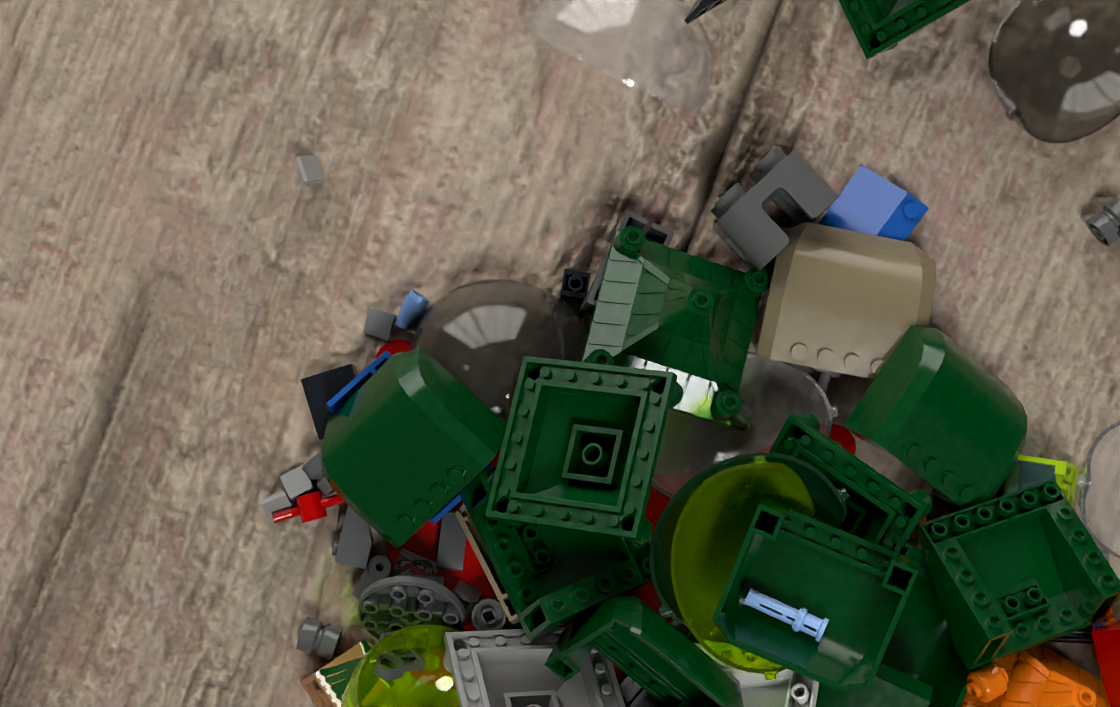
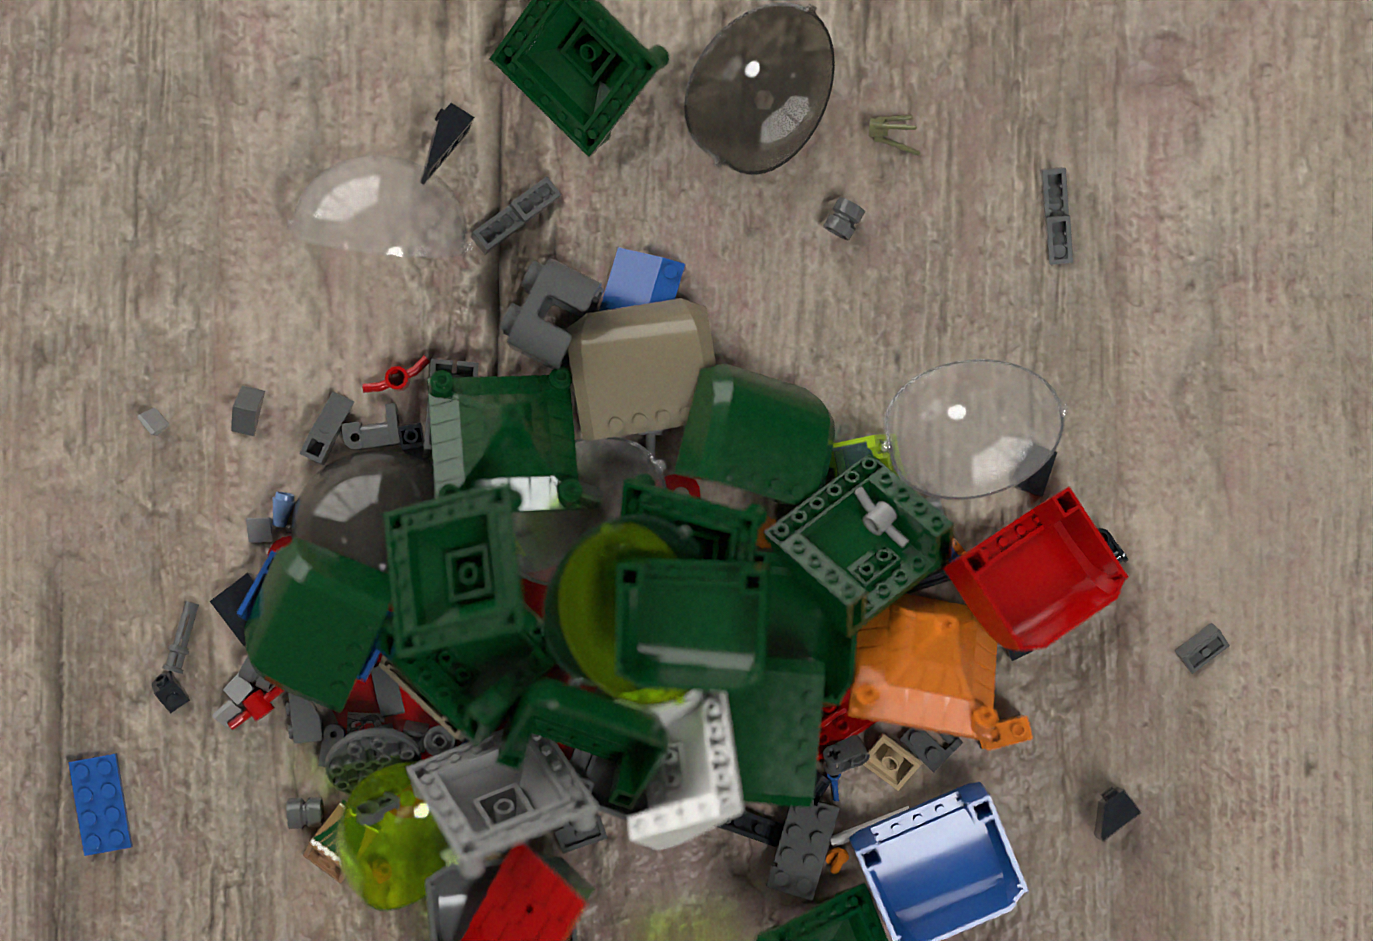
camera: 15 degrees left, 0 degrees up
(108, 550) = (100, 804): none -> blue plate
(223, 458) = (169, 691): none -> black bracket
(275, 379) = (191, 610): none -> dark grey pin
(411, 193) = (247, 410): none -> dark grey slope
(488, 243) = (327, 428): none -> dark grey slope
(536, 268) = (374, 435): none -> dark grey piece
(564, 219) = (385, 384): none -> red piece
(765, 92) = (515, 215): none -> dark grey slope
(798, 619) = (689, 646): light blue pin -> none
(987, 682) = (868, 642): orange head -> none
(1043, 553) = (880, 518): none -> light grey piece

